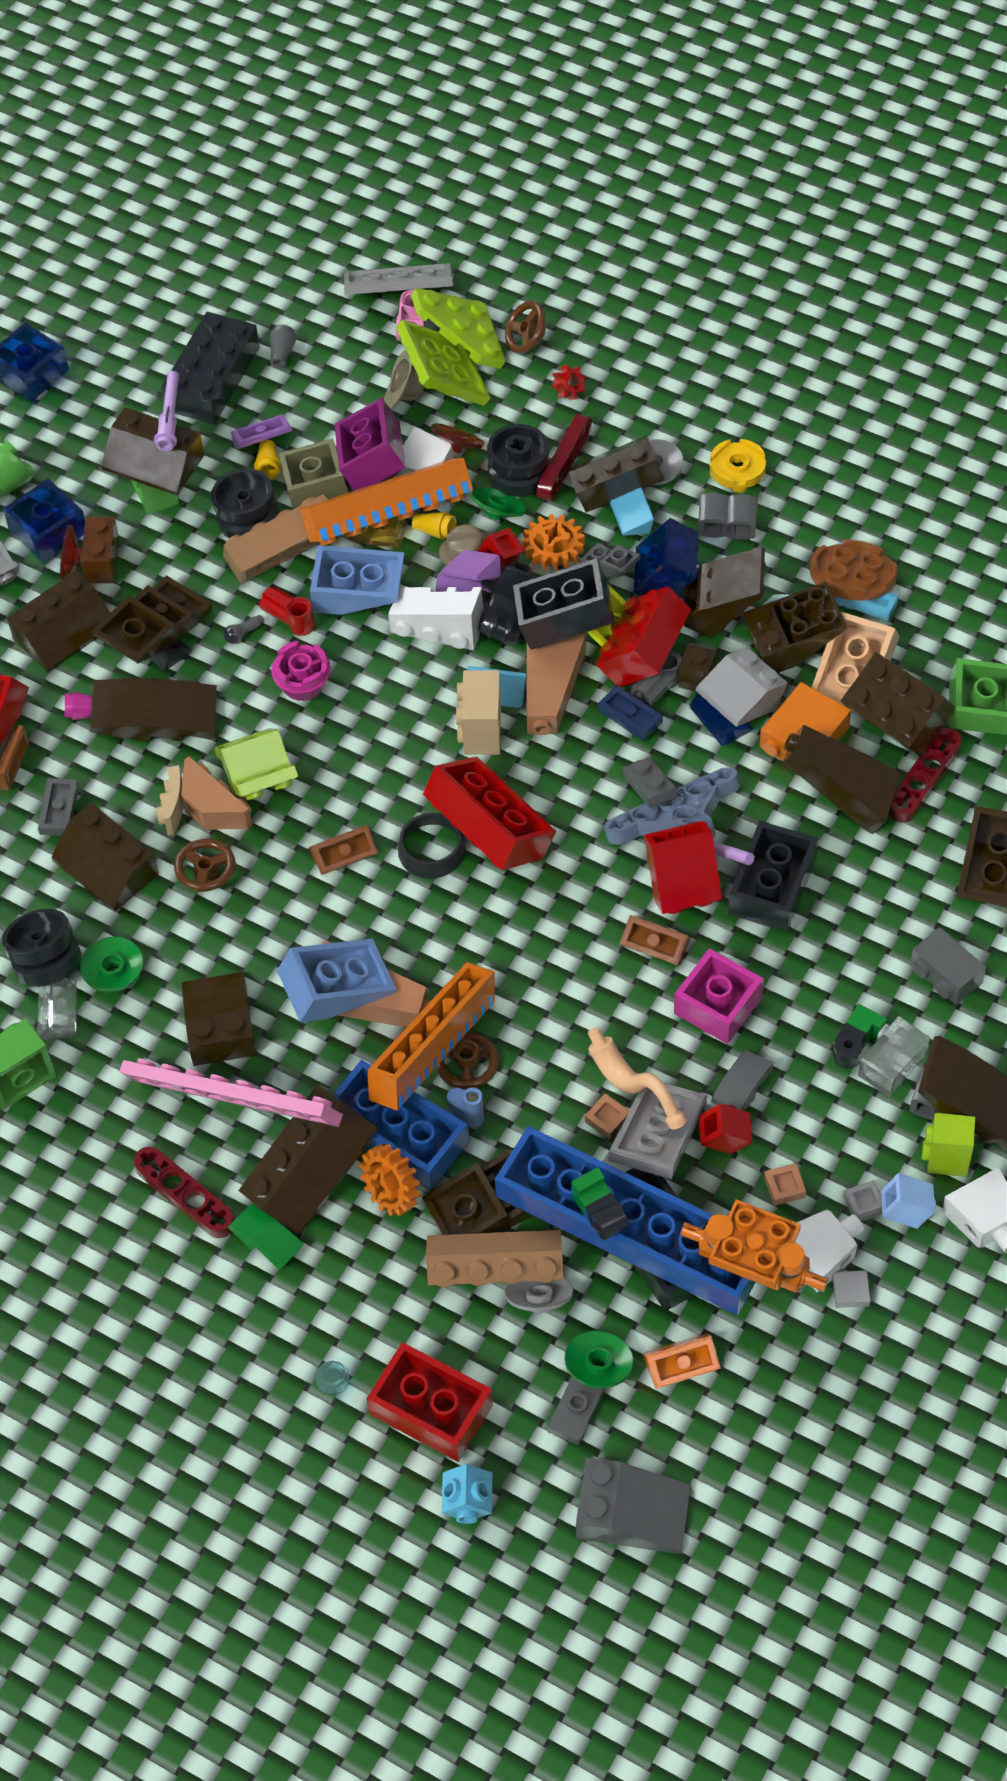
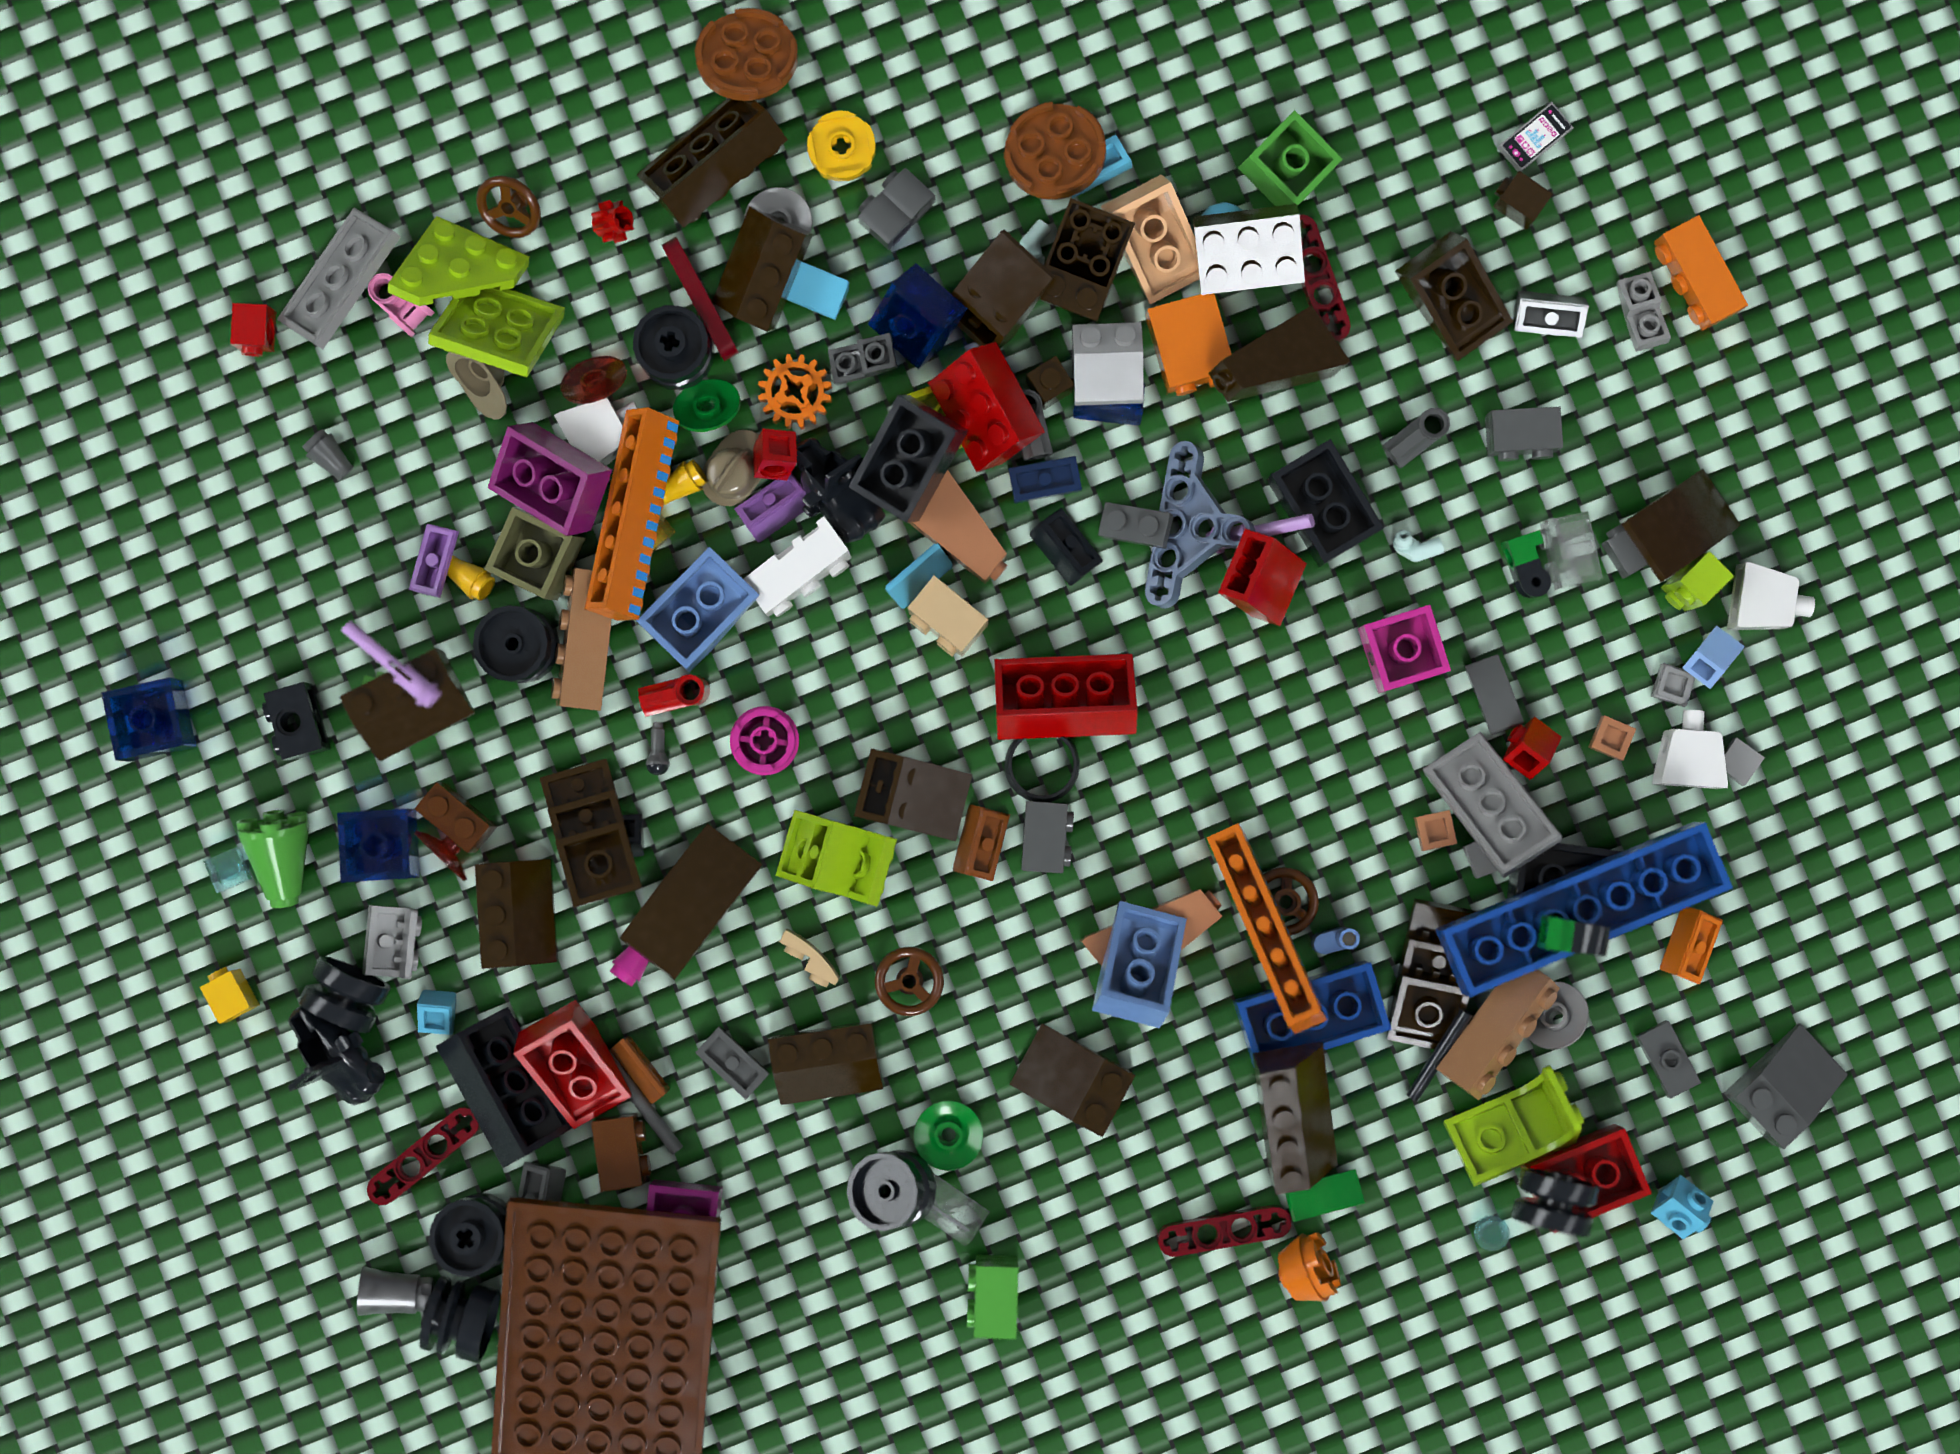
camera: 55 degrees left, 30 degrees up
(88, 435) = (310, 736): none -> black brick
(199, 1257) = (1307, 1269): none -> orange cone
(211, 800) = (834, 925): nougat slope -> none
(213, 366) = (303, 546): black brick -> none
(240, 1093) = (1202, 1142): bright pink plate -> none
(326, 263) = (253, 328): none -> red brick
(339, 778) = (913, 794): none -> dark brown slope
(380, 877) = (1045, 837): none -> dark grey brick
(389, 1179) = (1365, 1062): orange gear -> none
(394, 1353) = (1555, 1202): none -> black wheel
(420, 1240) = (1442, 1048): none -> black bar
(426, 1323) = (1515, 1128): none -> lime bracket
(474, 566) = (777, 496): medium lavender slope -> none
(597, 758) = (1065, 547): none -> black slope
(599, 1349) = (1661, 1002): green dish -> none
(622, 1076) = (1405, 787): light nougat animal -> none
(655, 940) = (1293, 648): dark orange slope -> none
(660, 406) = (712, 158): none -> dark brown slope
(743, 378) = (746, 54): none -> dark orange tile
(756, 1247) = (1717, 850): orange piece -> none
(798, 962) = (1415, 550): none -> light aqua arm
(877, 904) = (1415, 438): none -> dark grey piece

